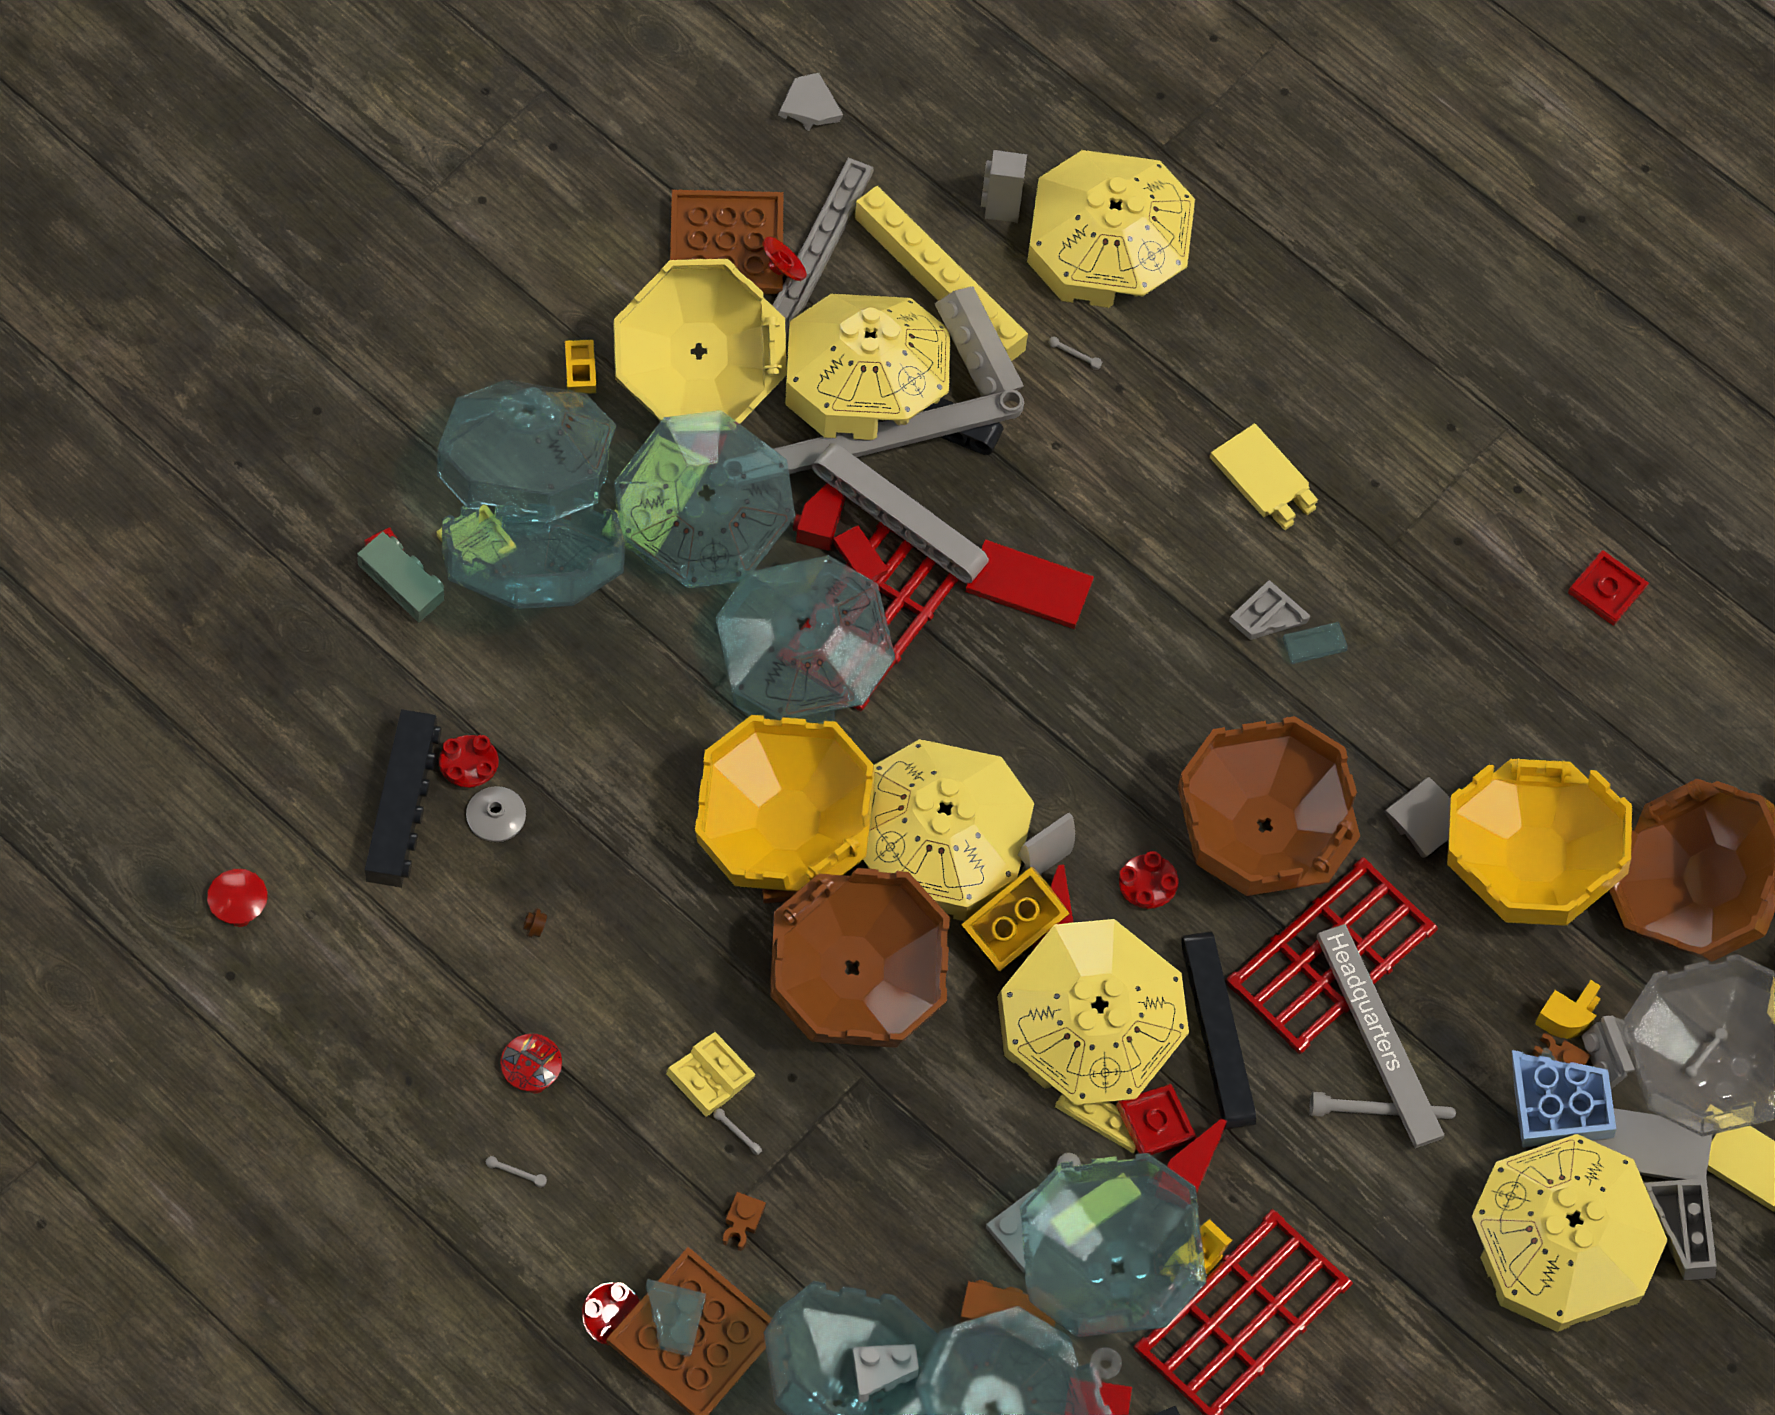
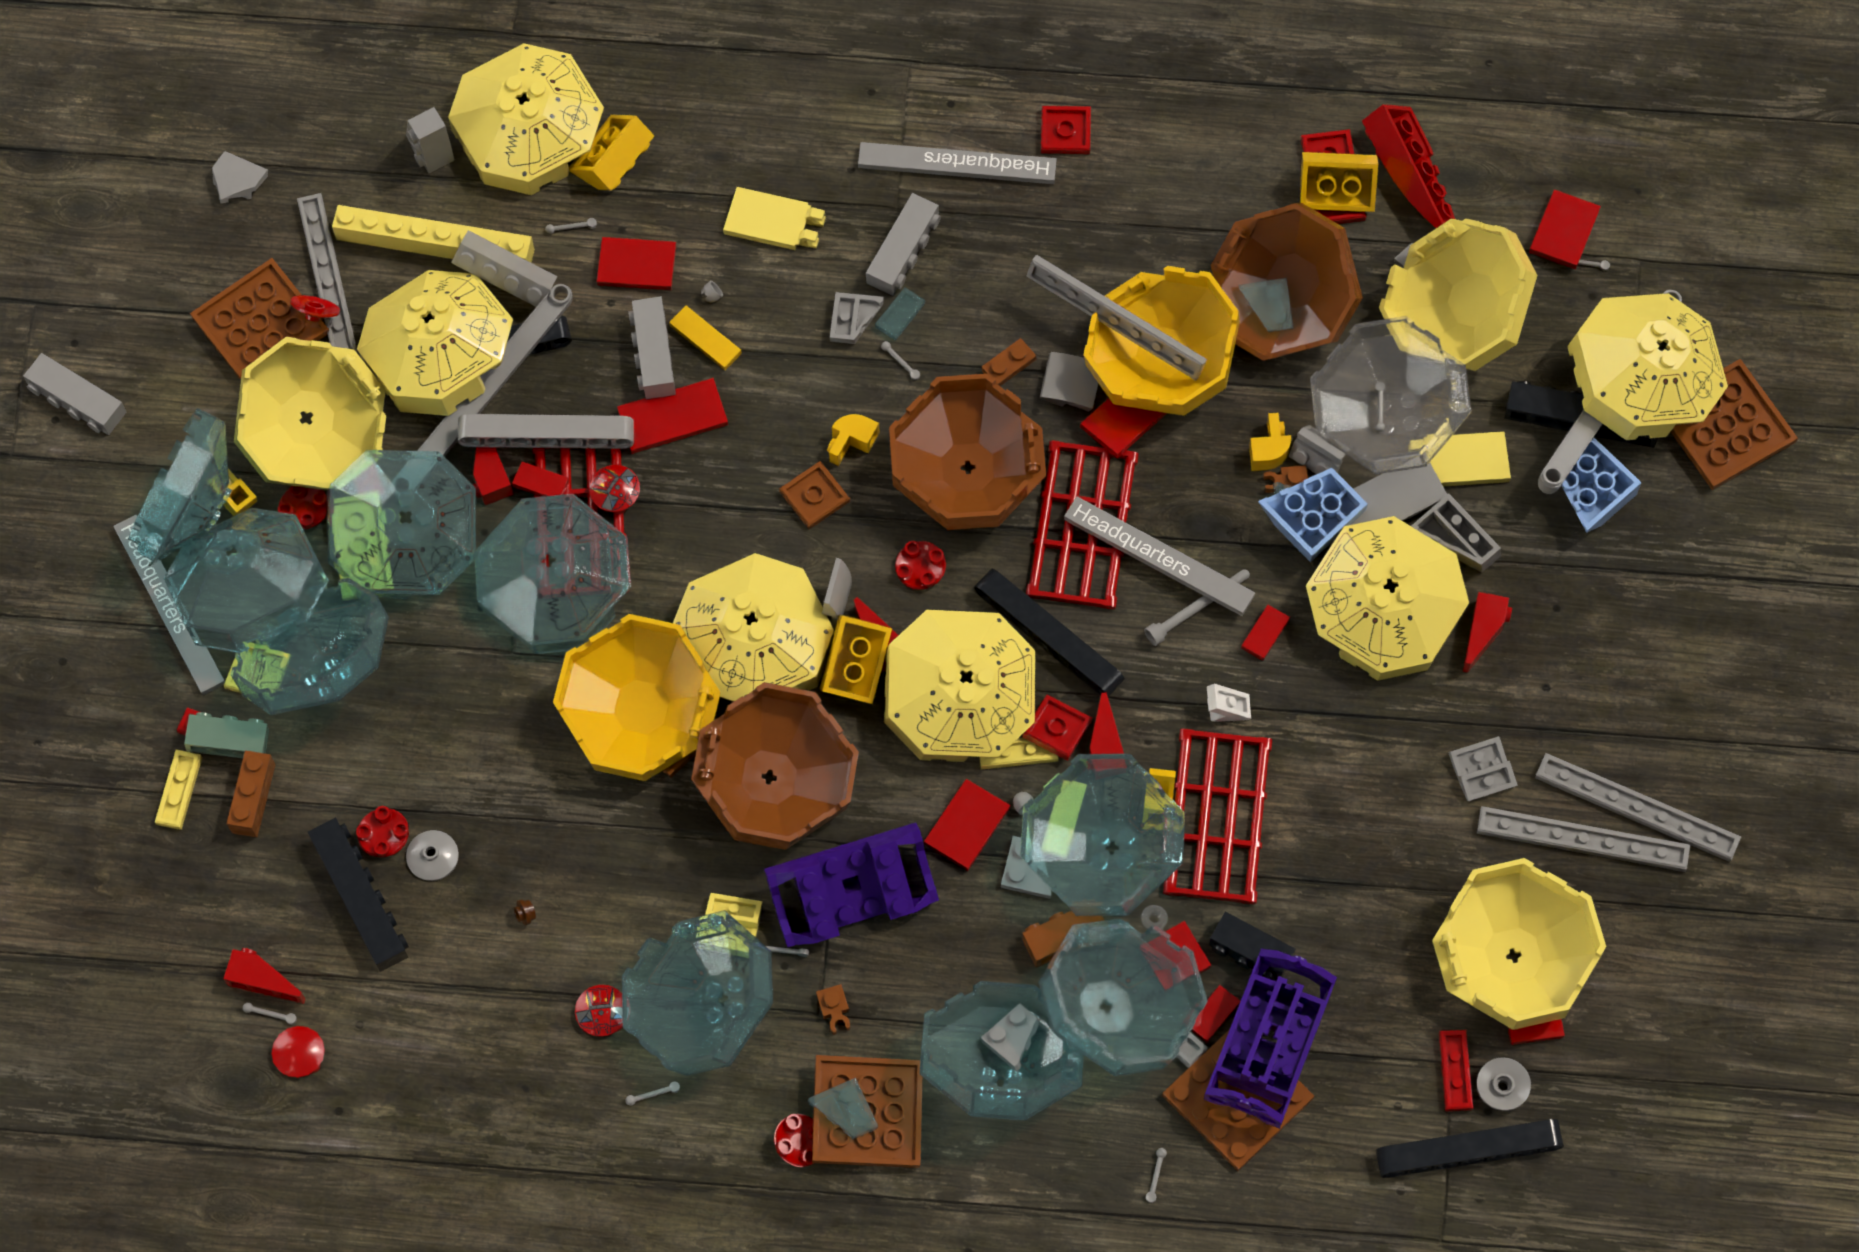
camera: 30 degrees left, 5 degrees up
(253, 798) = (254, 974): none -> red slope
(255, 863) = (290, 1018): none -> light grey hinge
(323, 592) = (178, 789): none -> light yellow tile
(381, 641) = (251, 793): none -> dark orange brick
(456, 382) = (196, 657): none -> light grey tile
(515, 189) = (75, 394): none -> light grey brick
(534, 330) = (188, 495): none -> clear light blue windscreen
(611, 1093) = (677, 988): none -> clear light blue windscreen
(633, 426) = (306, 503): none -> red dish
(860, 1140) = (834, 896): none -> dark purple piece
(922, 609) = (614, 488): none -> red dish
(1000, 1147) = (967, 824): none -> red tile
(1059, 510) = (653, 348): none -> light grey brick
(1102, 748) = (814, 495): none -> dark orange tile
(1107, 427) = (636, 263): none -> red tile
(1116, 536) = (705, 338): none -> yellow tile
(1155, 500) = (712, 292): none -> light grey hinge
(1165, 313) = (612, 152): none -> yellow slope
(1183, 715) = (852, 431): none -> yellow brick
(1284, 707) = (914, 374): none -> light grey hinge
(1335, 1218) = (1227, 704): none -> white slope
(1367, 582) = (902, 244): none -> light grey brick
(1381, 759) = (1009, 362): none -> dark orange plate
(1426, 1181) = (1265, 632): none -> red tile
(1438, 890) = (1119, 426): none -> red tile
(1480, 546) = (957, 163): none -> light grey tile
(1511, 786) = (1116, 317): none -> light grey tile
(1646, 1332) = (1487, 623): none -> red slope
(1675, 881) = (1270, 303): none -> clear light blue wing

